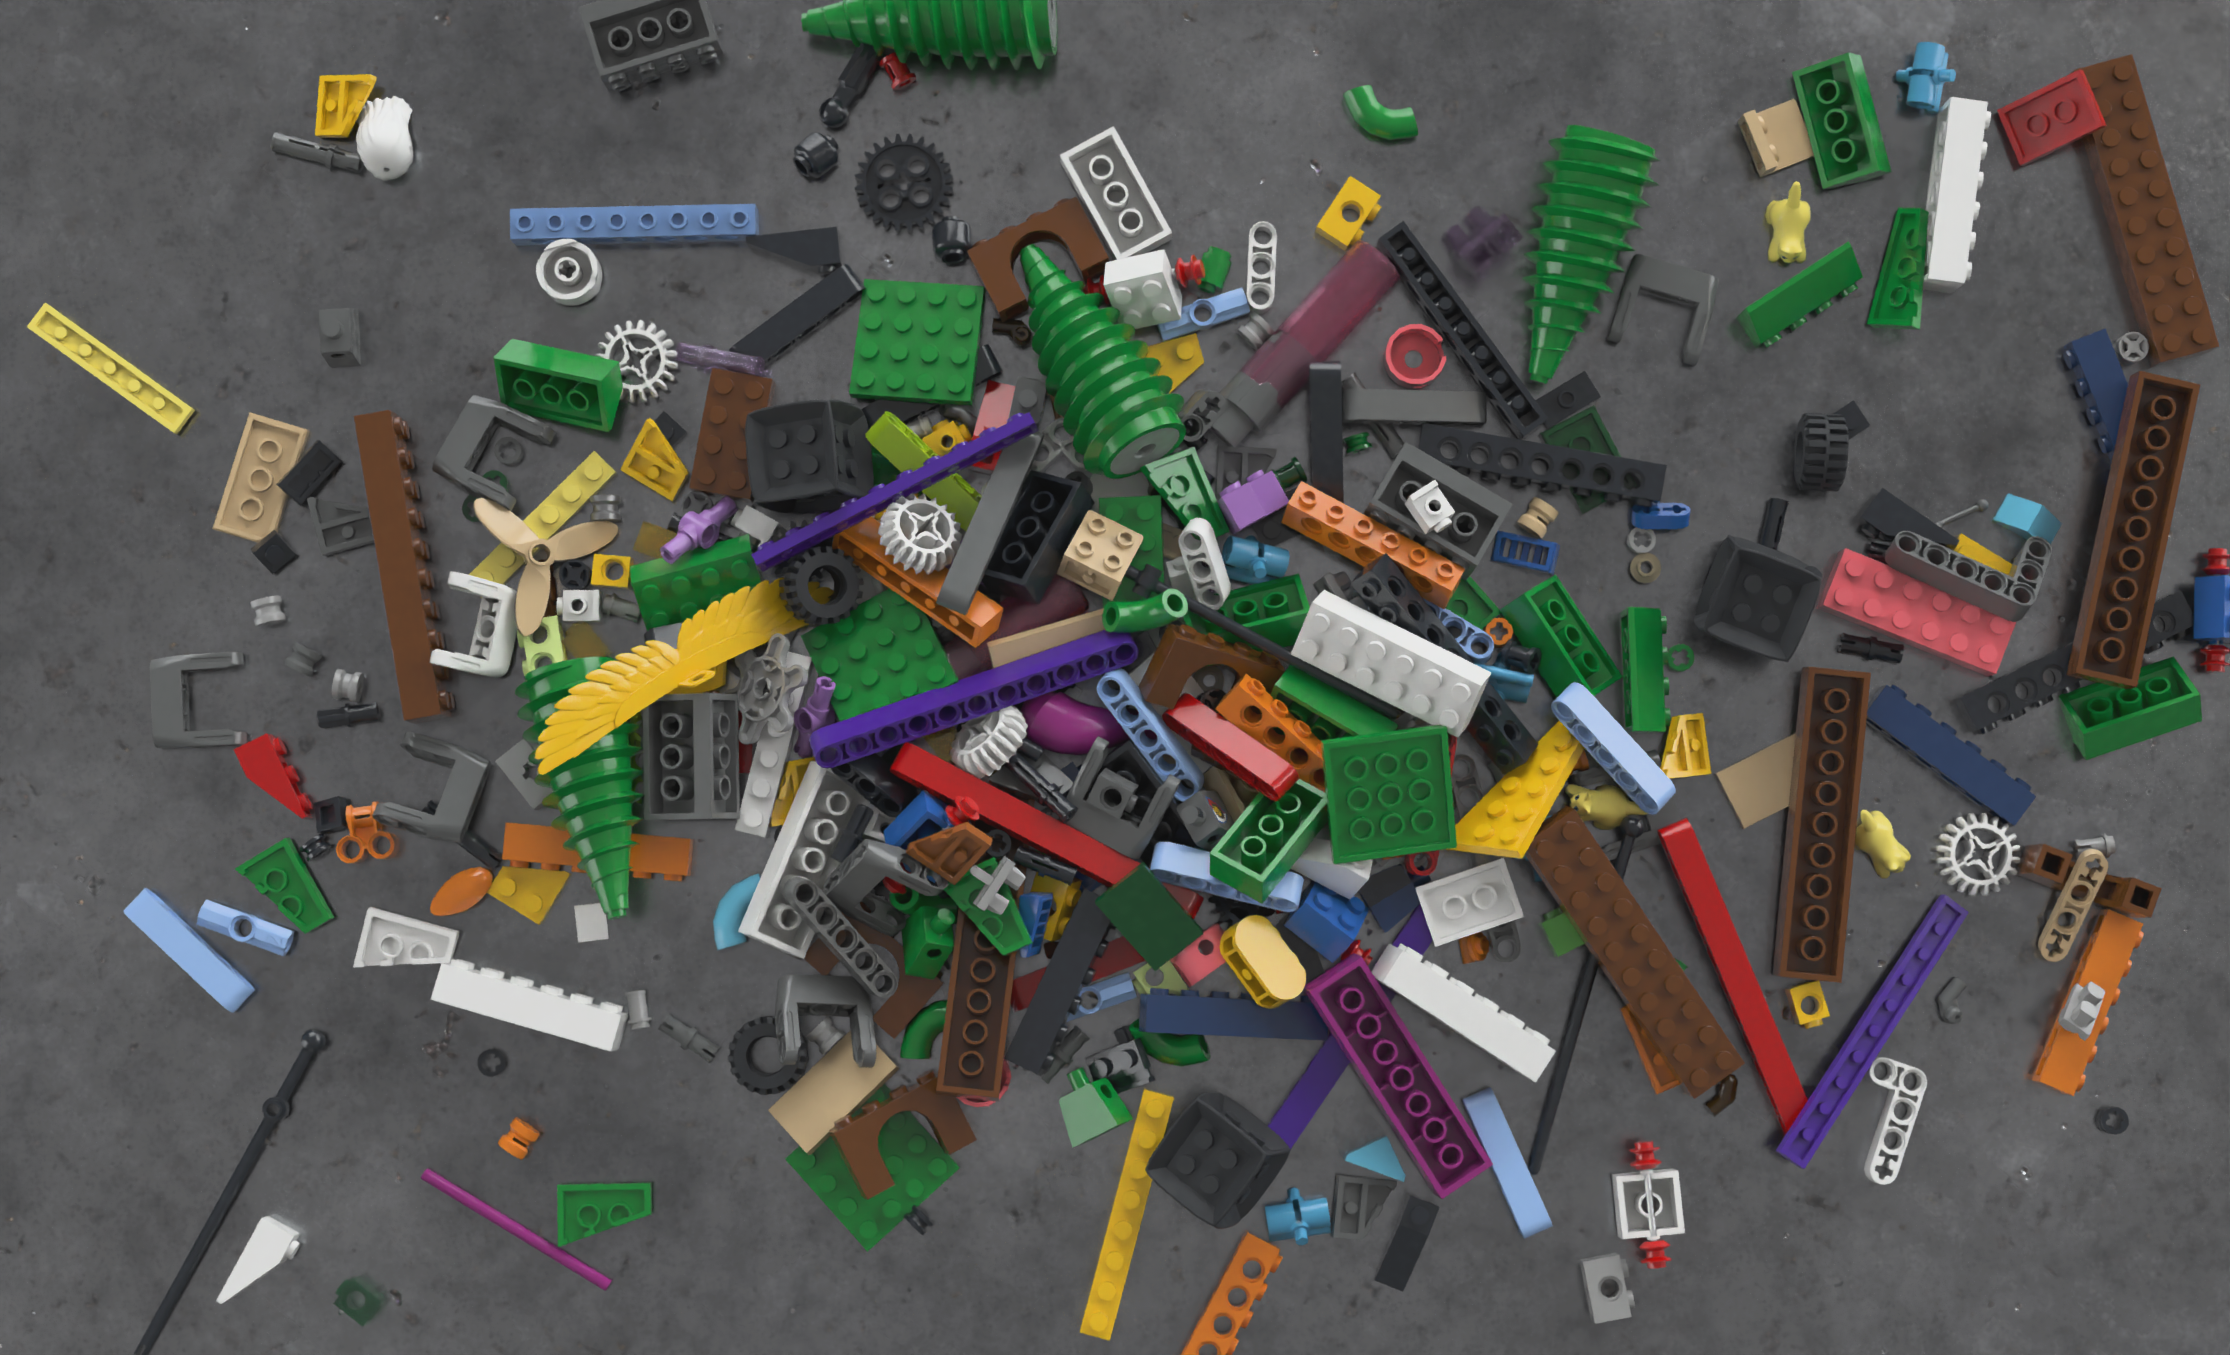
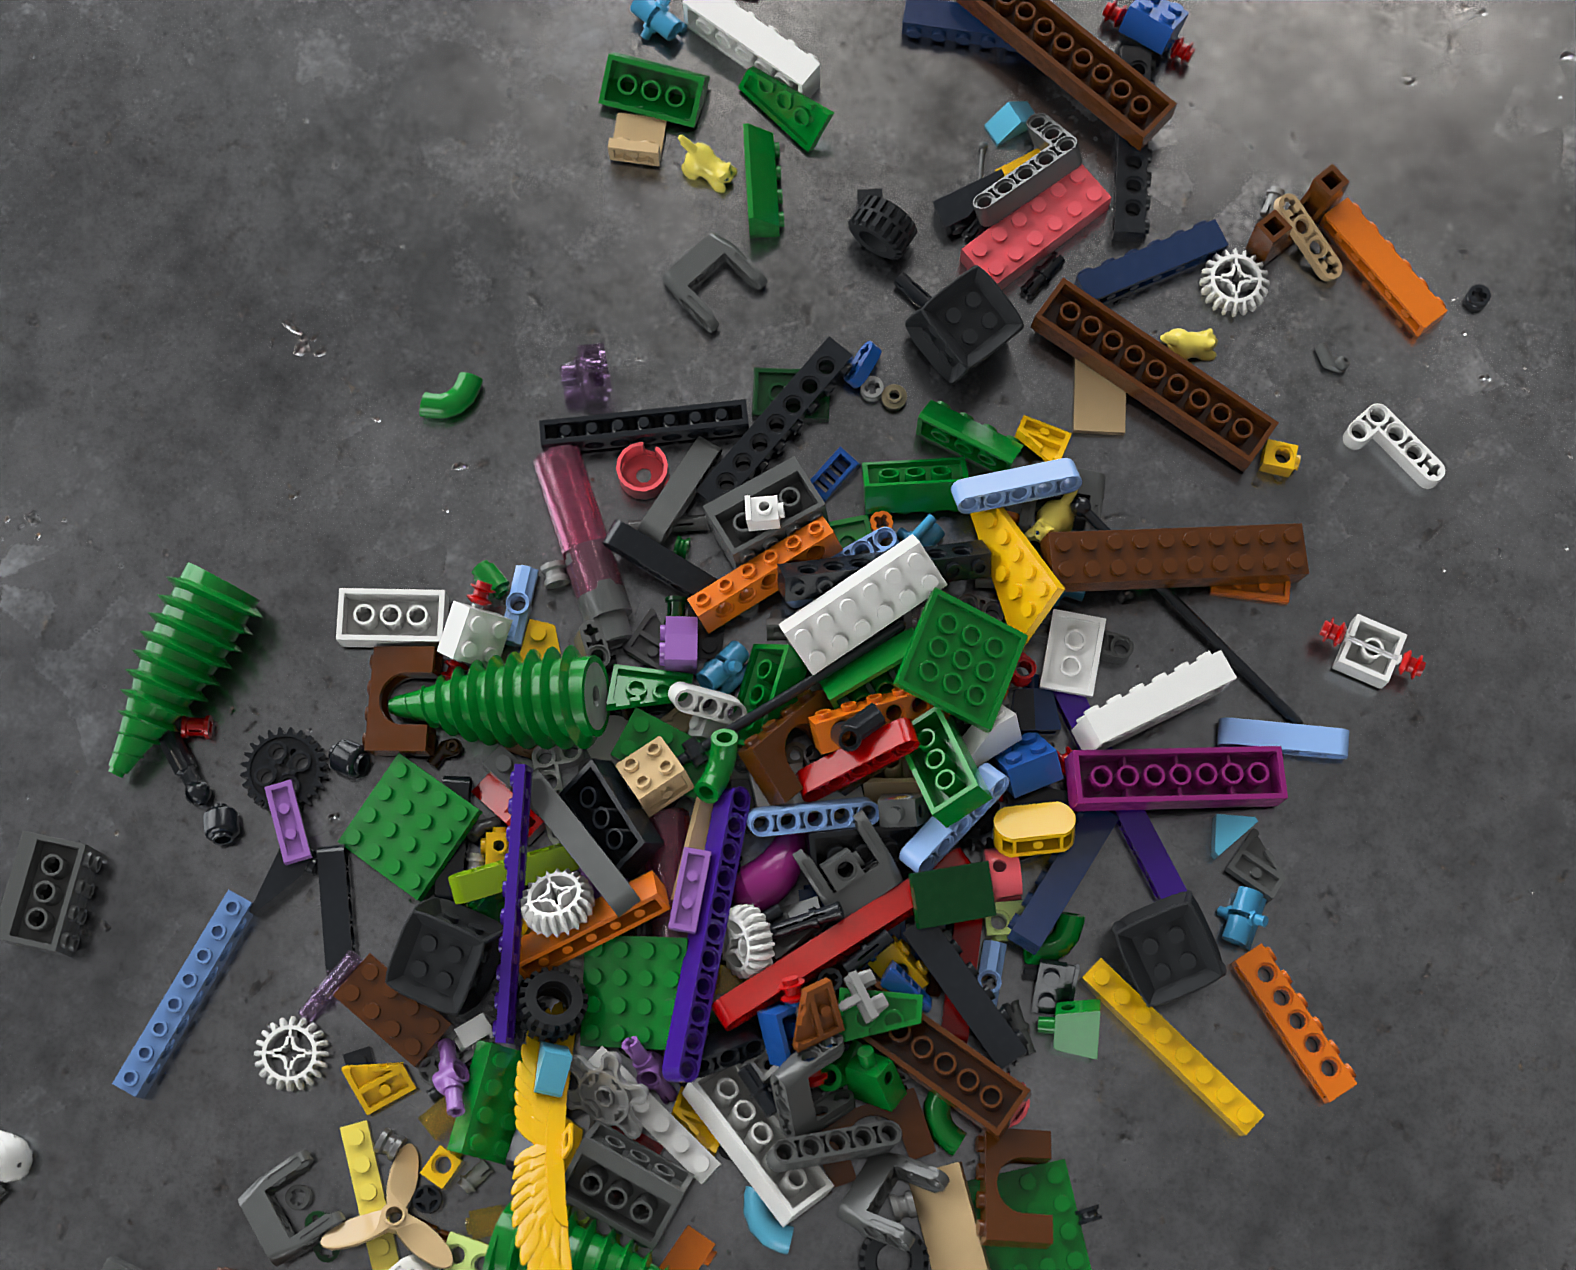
camera: 60 degrees left, 10 degrees down
(553, 265) = (186, 1081): white brick -> none
(559, 384) = (271, 1123): green slope -> none
(591, 609) = (463, 1203): white brick -> none
(760, 623) = (552, 1069): none -> medium azure slope
(852, 221) = (288, 822): none -> medium lavender plate
(1004, 656) = (689, 890): none -> medium lavender plate
(1262, 731) = (860, 727): none -> black piece
(1265, 253) = (503, 534): white beam -> none
(1352, 196) = (505, 445): yellow brick -> none
(1406, 1242) = (1304, 845): black slope -> none
(1474, 947) = (1107, 673): orange plate -> none
(1521, 657) = (910, 516): black bush -> none
(1537, 517) = (813, 450): tan wheel -> none
(1559, 932) = (1130, 604): bright green brick -> none
(1568, 398) = (738, 380): black plate -> none
(1581, 235) = (624, 298): green cone -> none
(1595, 1272) = (1401, 720): light grey brick -> none
(1689, 655) = (976, 401): green bush -> none
(1726, 1095) = (1317, 554): dark brown arm -> none
(1734, 971) = (1235, 495): red beam -> none
(1872, 1031) = (1326, 424): dark purple plate -> none
(2081, 1009) = (1389, 268): light grey hips -> none
(2113, 717) = (1186, 140): green slope -> none

